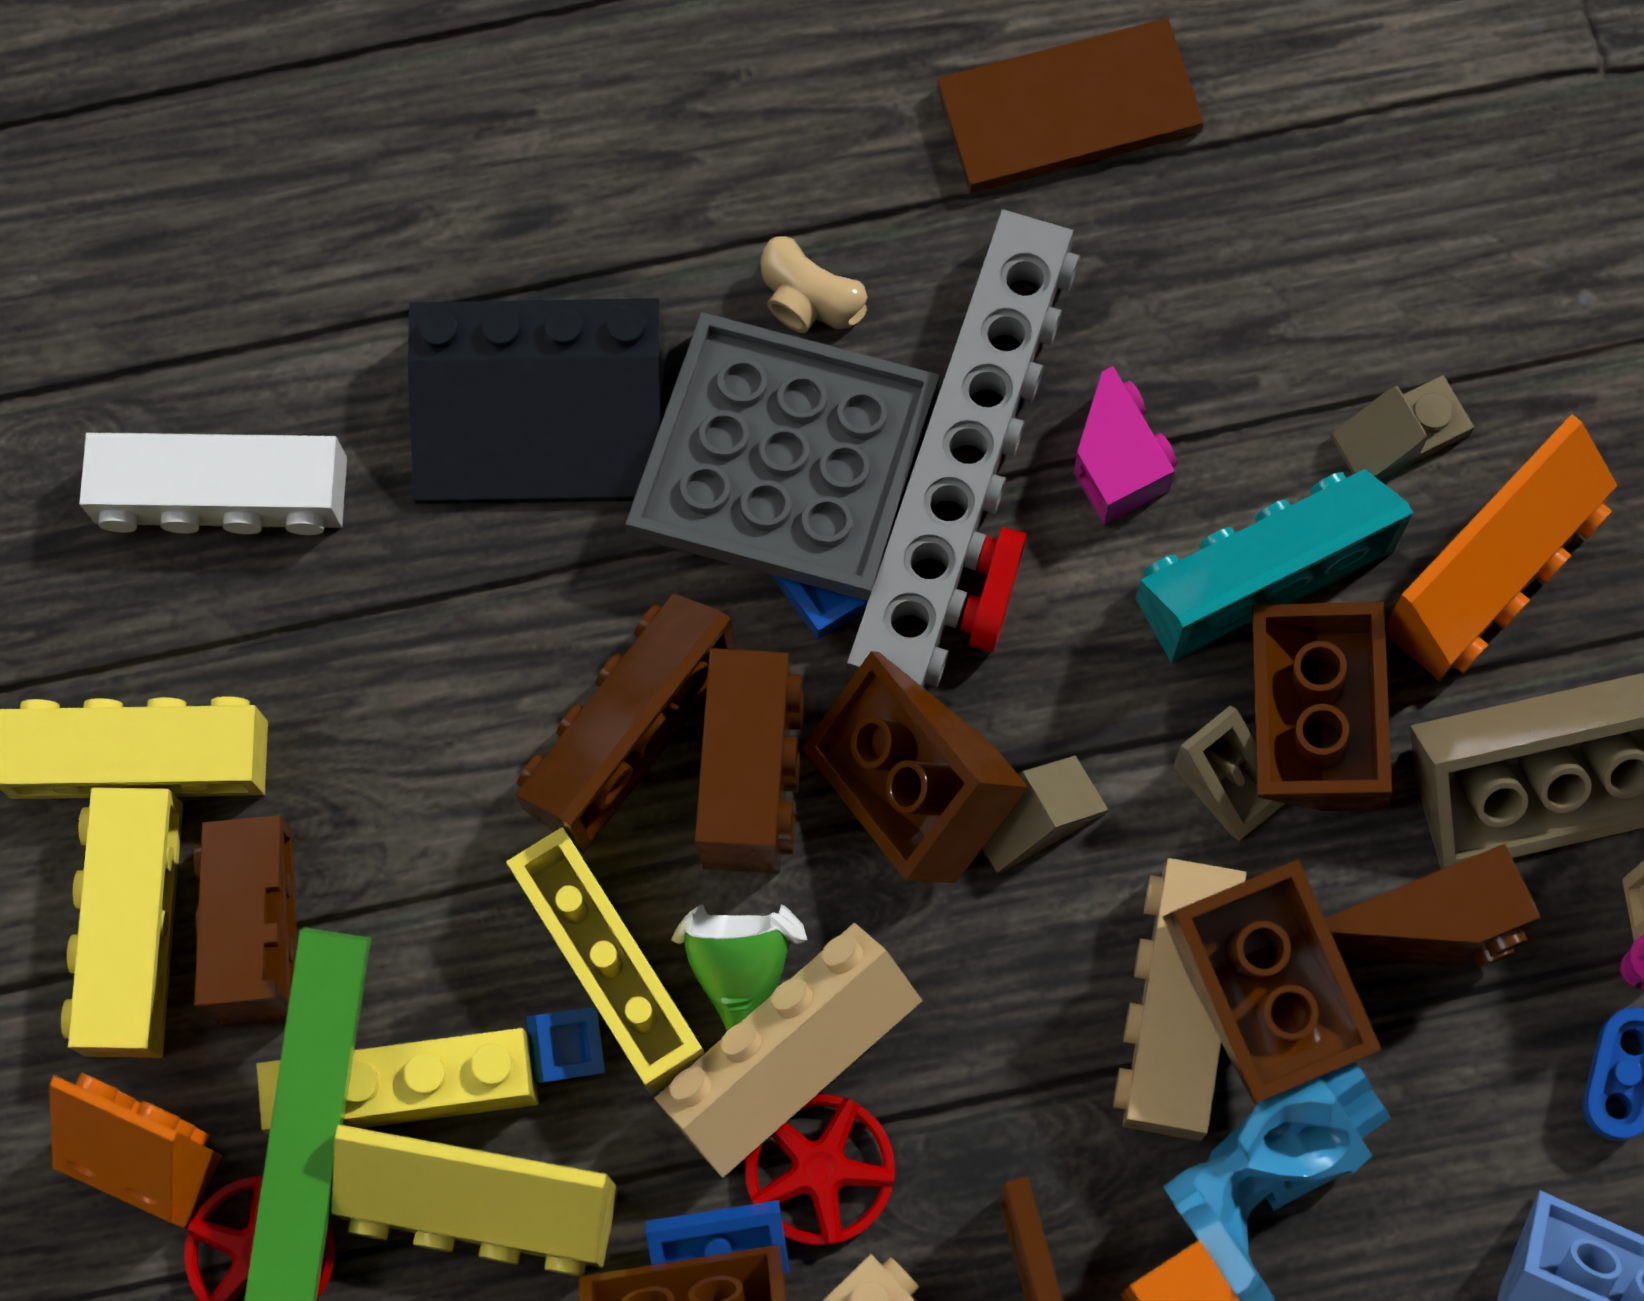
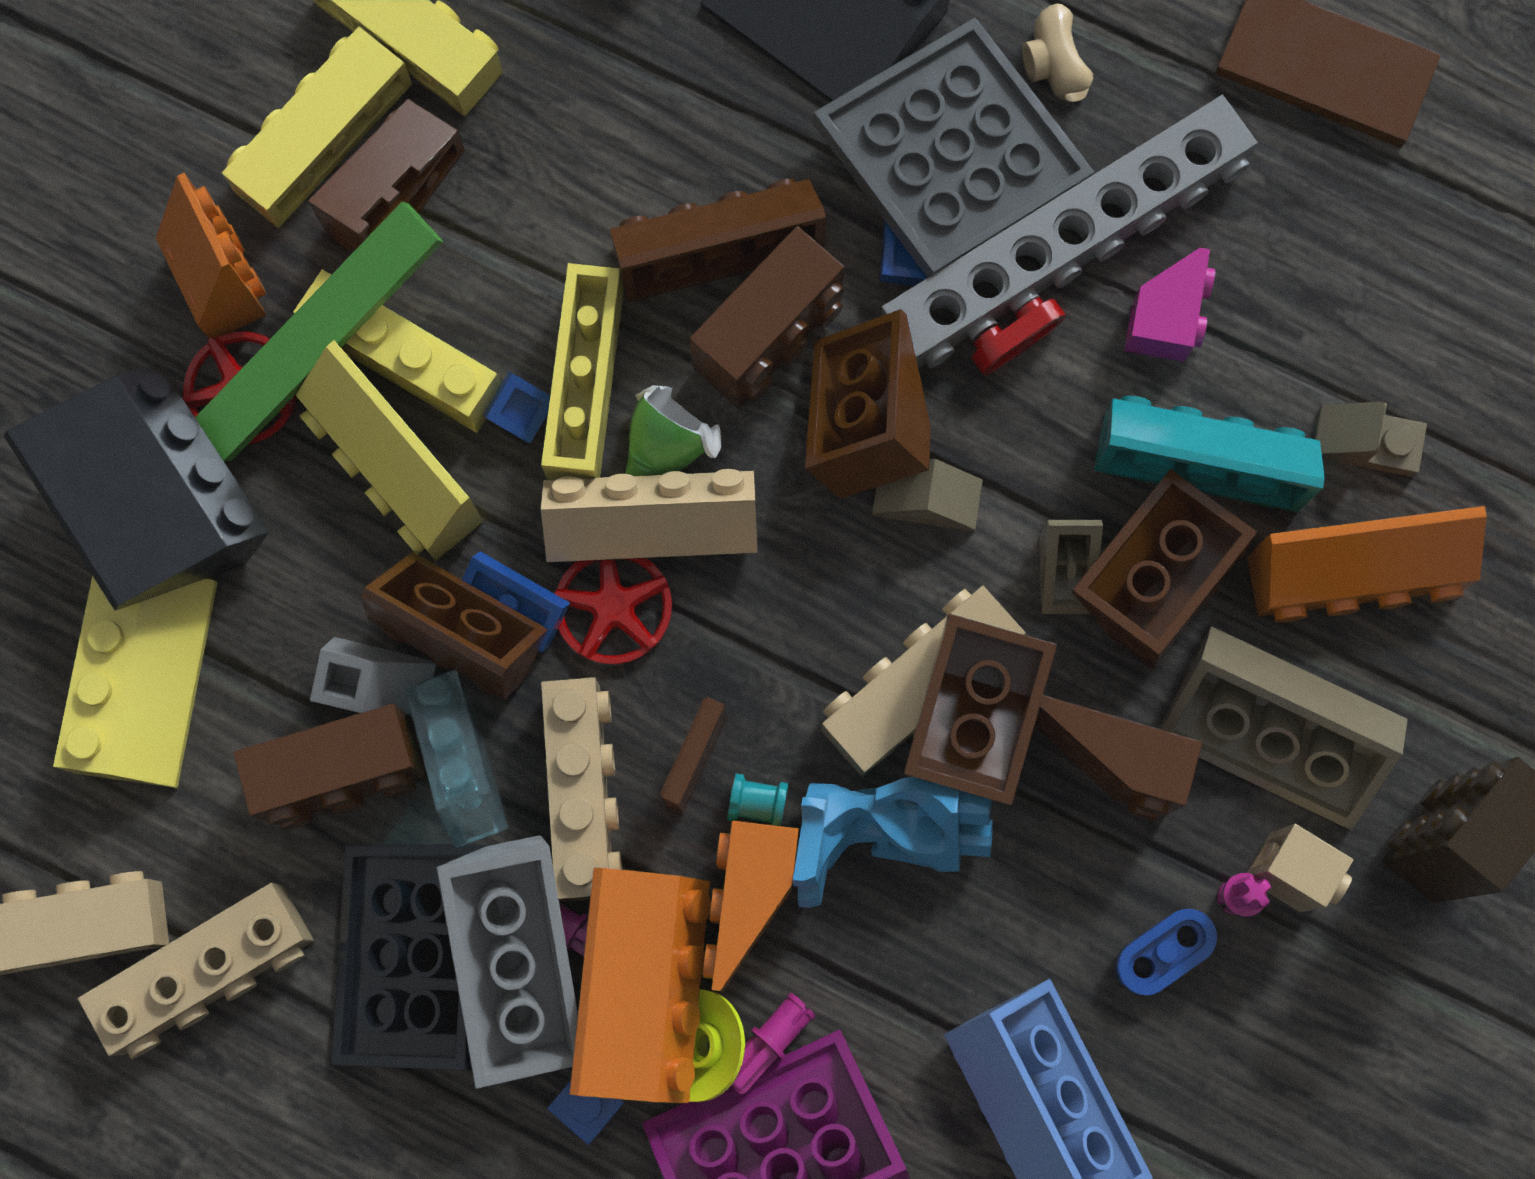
camera: 35 degrees right, 5 degrees up
(1124, 1247) = (757, 801): none -> teal bush

